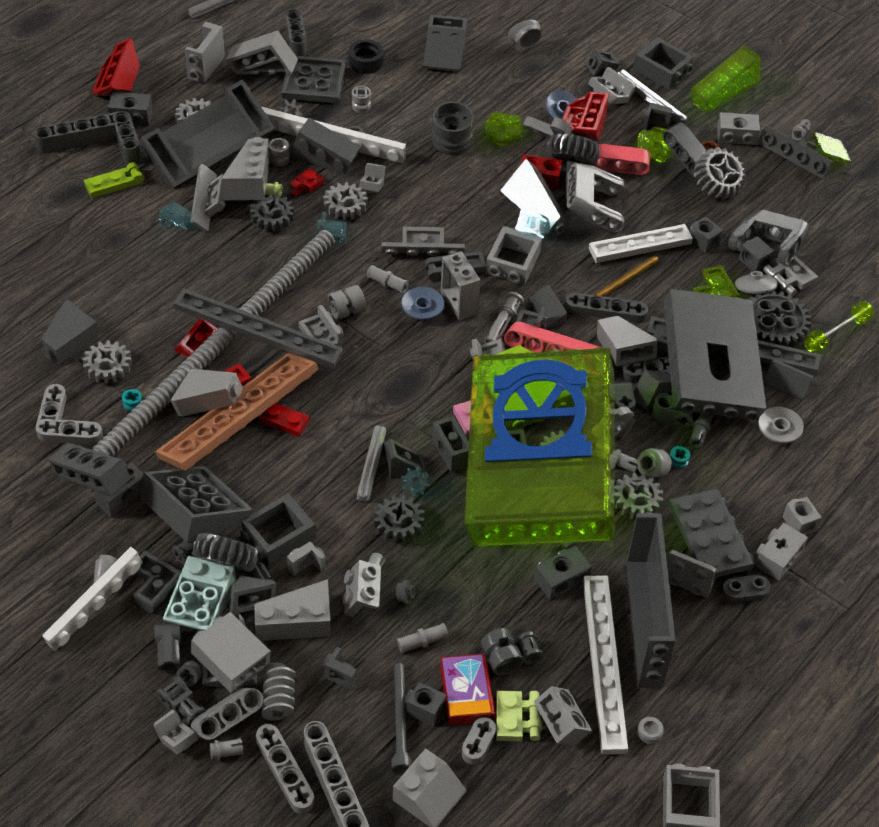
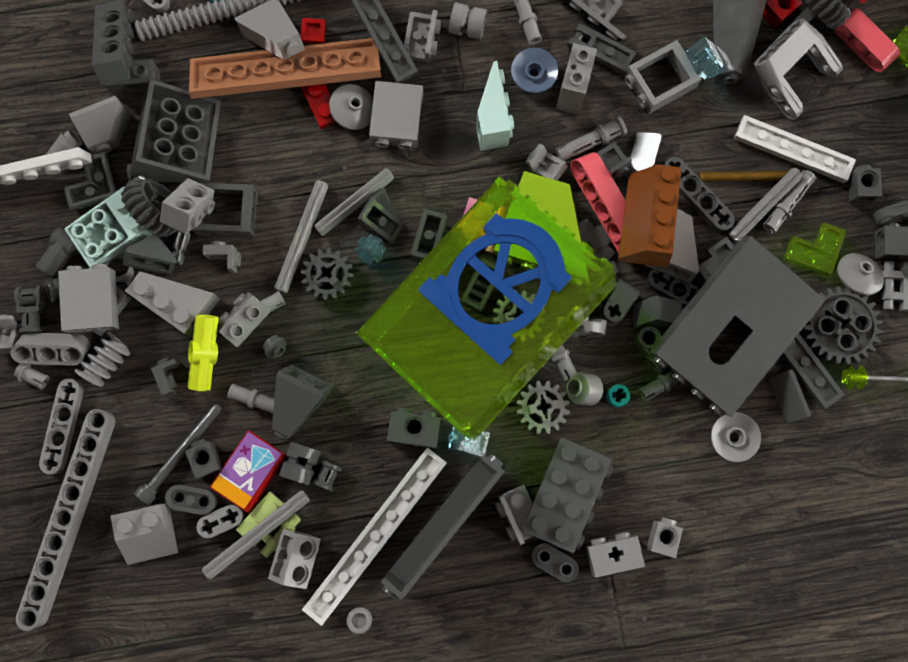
camera: 40 degrees right, 30 degrees up
(125, 530) = (102, 124): none -> light grey slope
(259, 525) = (187, 206): none -> light grey brick
(312, 405) = (345, 113): none -> light grey dish
(351, 388) = (396, 115): none -> light grey panel
(353, 510) = (301, 236): none -> light grey axle
(355, 628) = (203, 352): none -> neon yellow piece
(422, 340) = (493, 122): none -> light aqua slope
(439, 739) = (191, 500): none -> dark grey plate
(458, 607) = (296, 399): none -> dark grey slope
(517, 721) = (255, 535): none -> light grey axle
(593, 323) = (650, 216): none -> dark orange slope
(606, 552) = (461, 443): none -> clear light blue bracket
(656, 281) = (765, 204): none -> light grey axle
(670, 279) = (784, 209): none -> light grey pin

